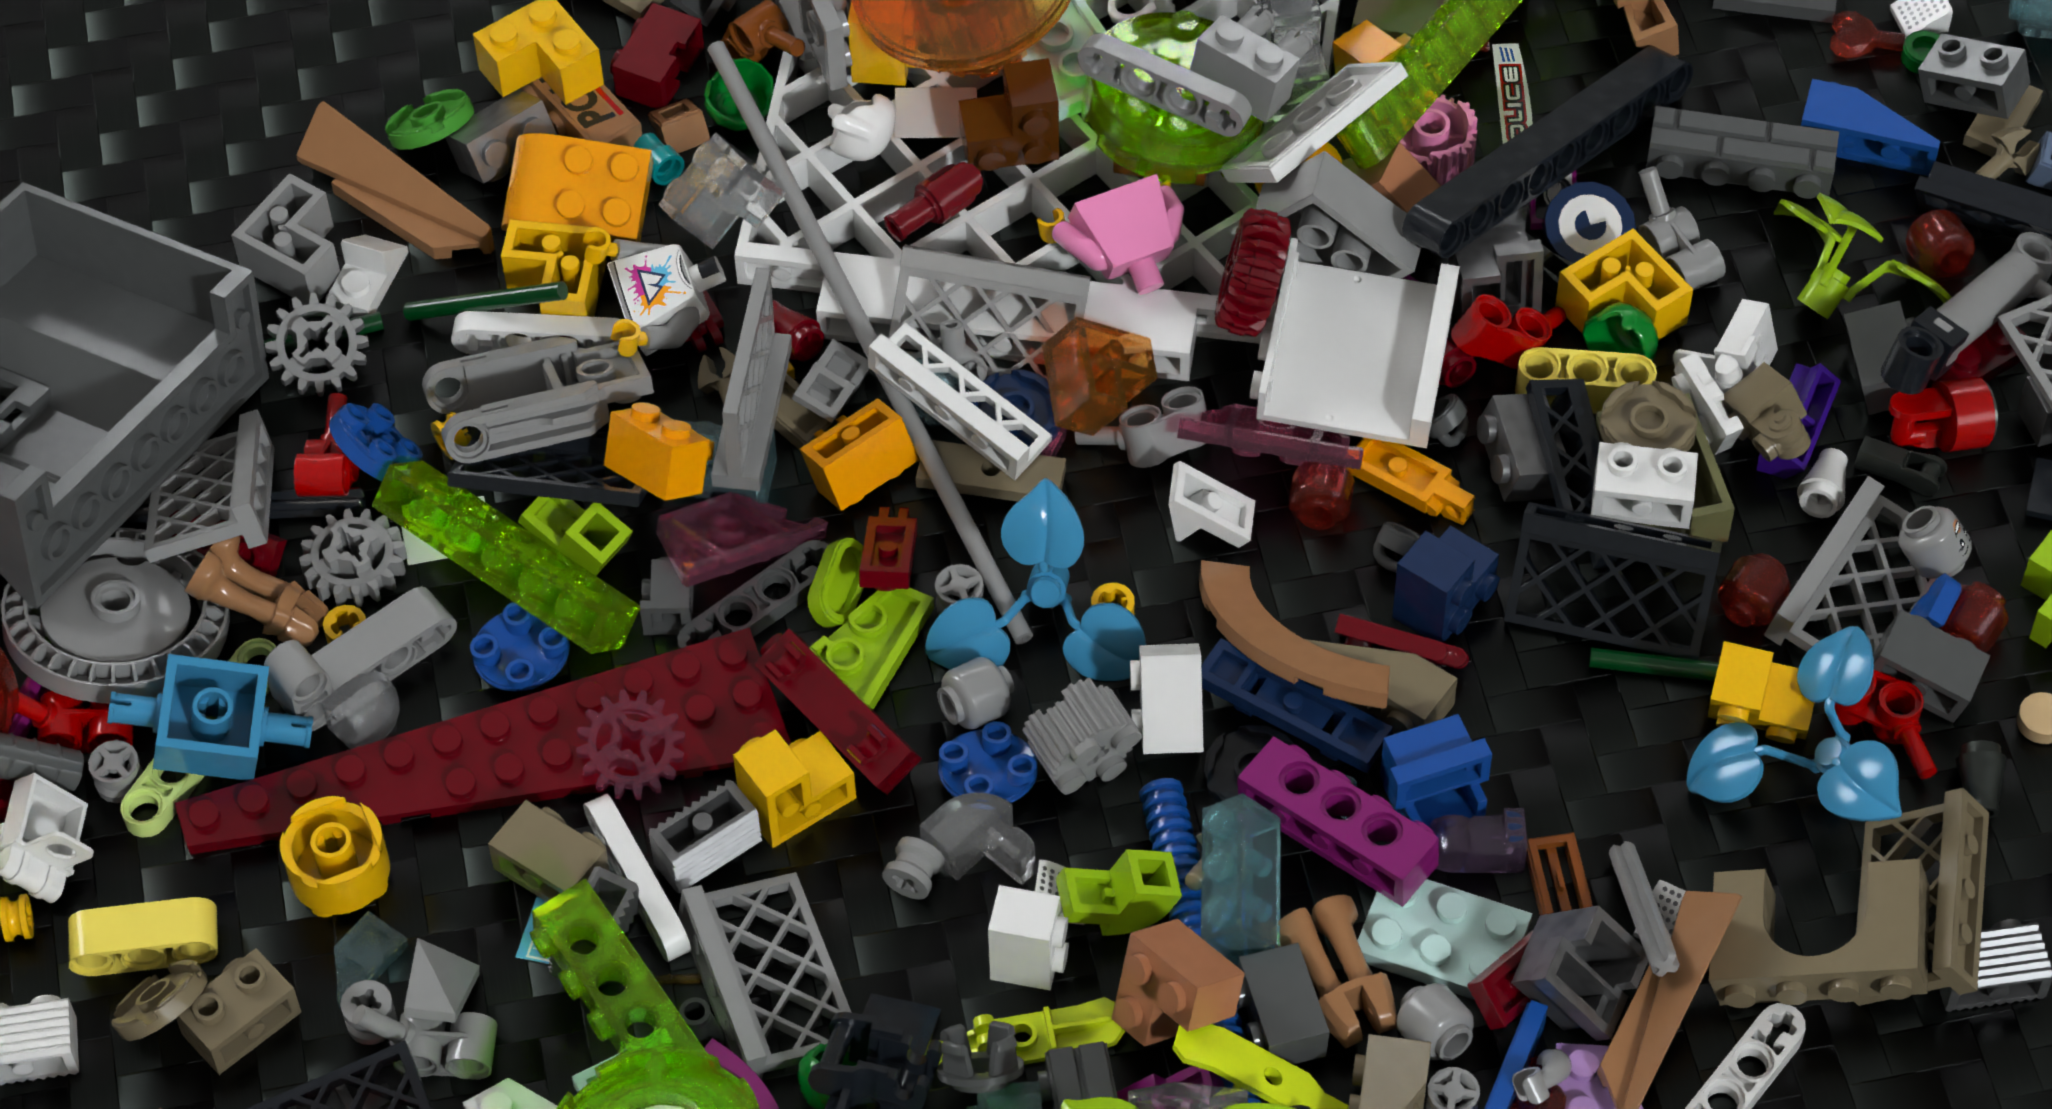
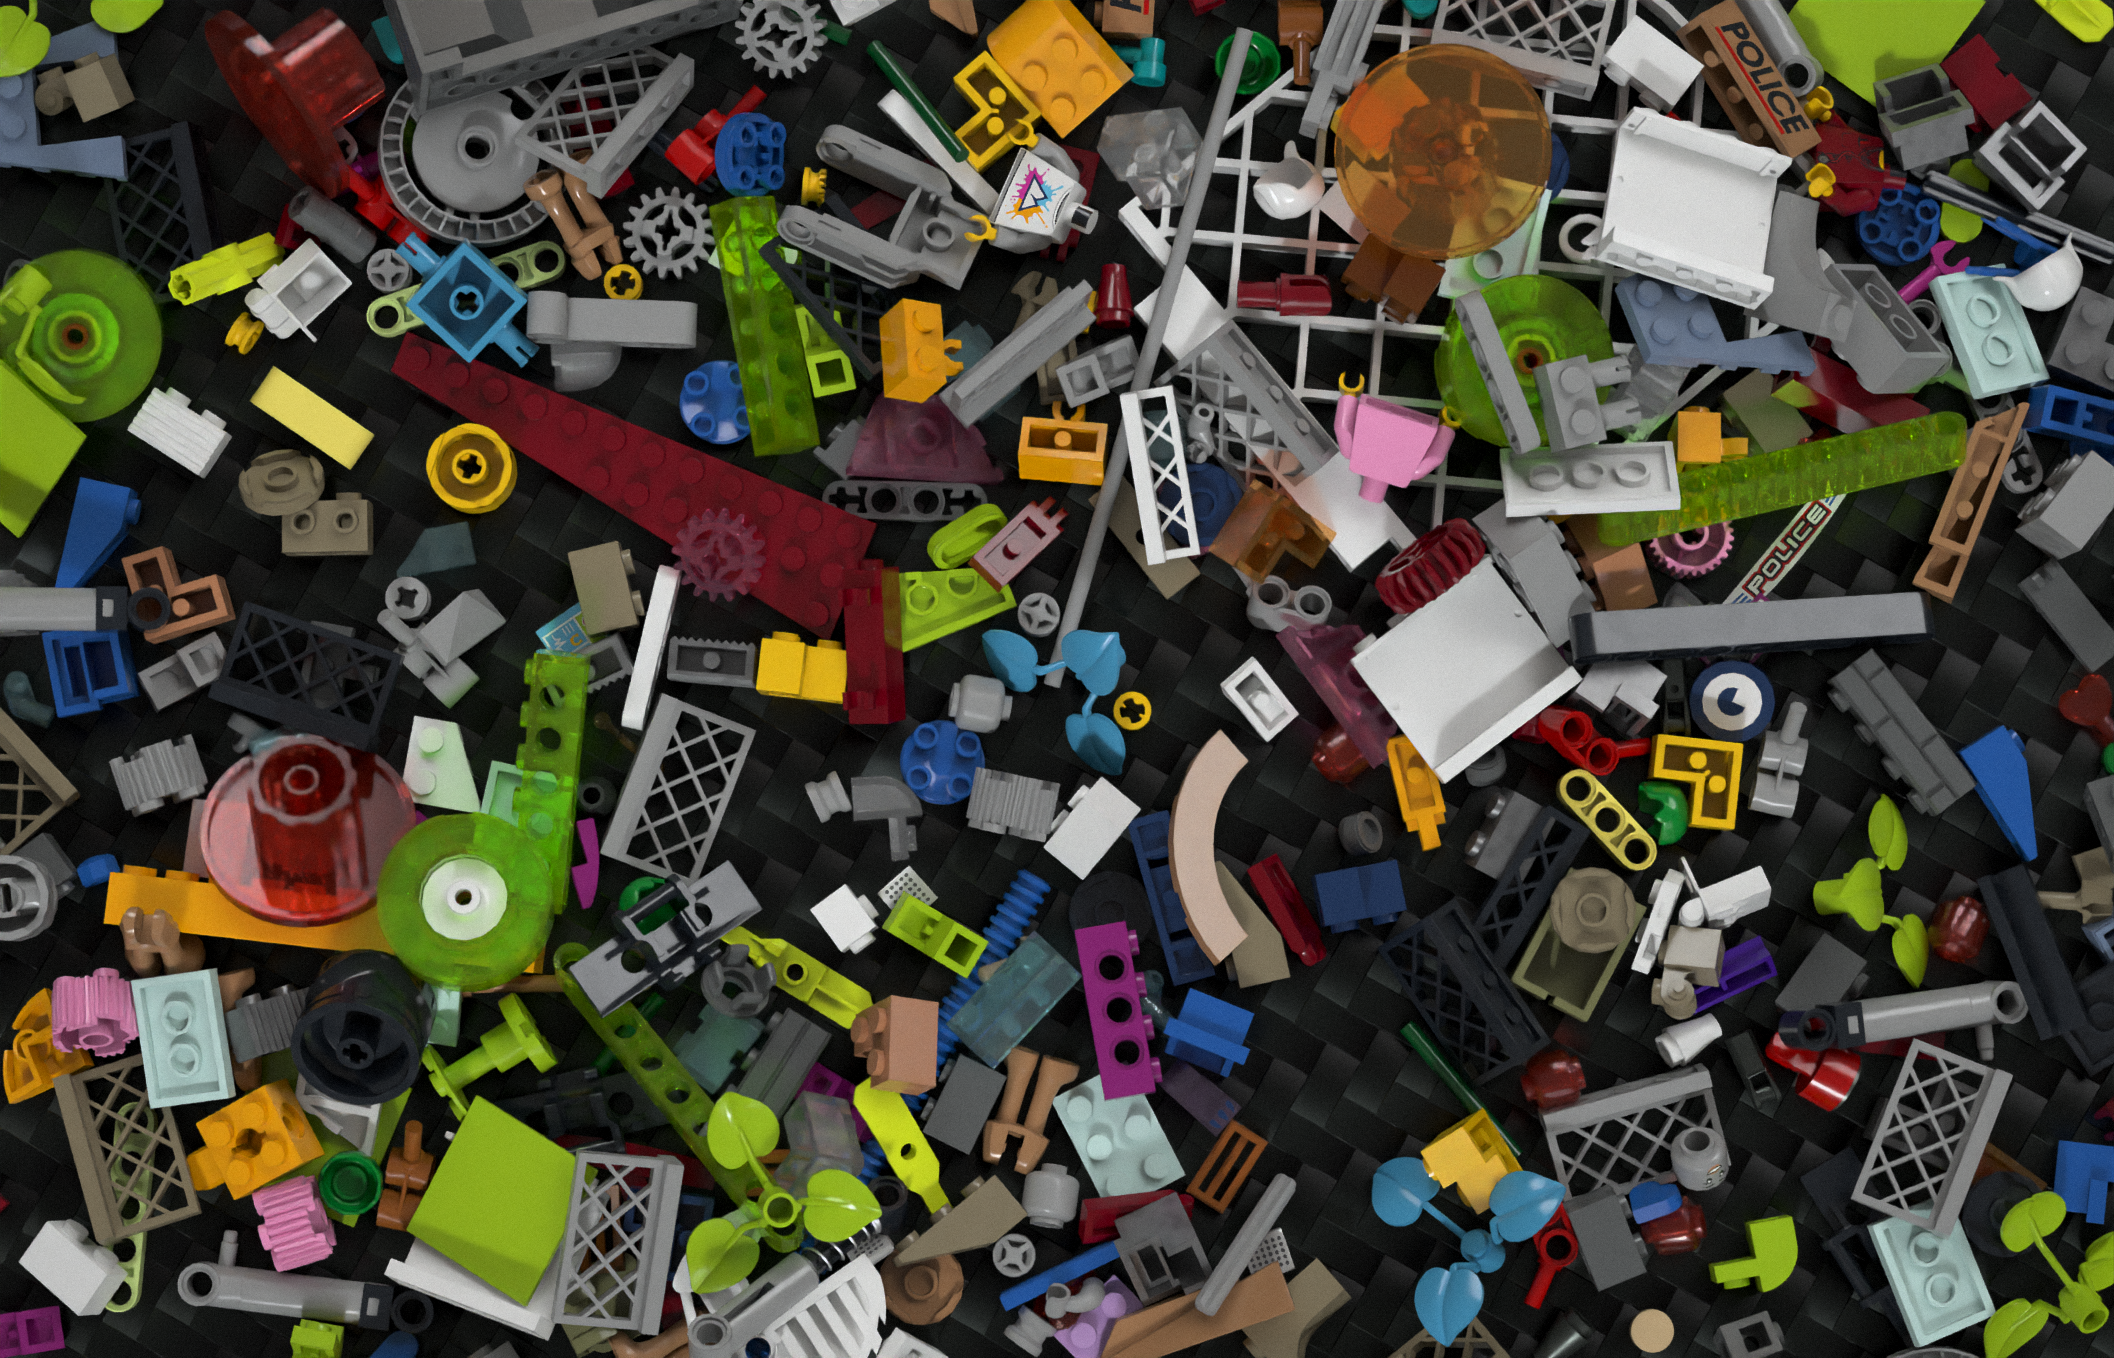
camera: 40 degrees right, 30 degrees up
(680, 125) = (1192, 42): medium nougat slope -> none
(1644, 484) = (1536, 958): white brick -> none

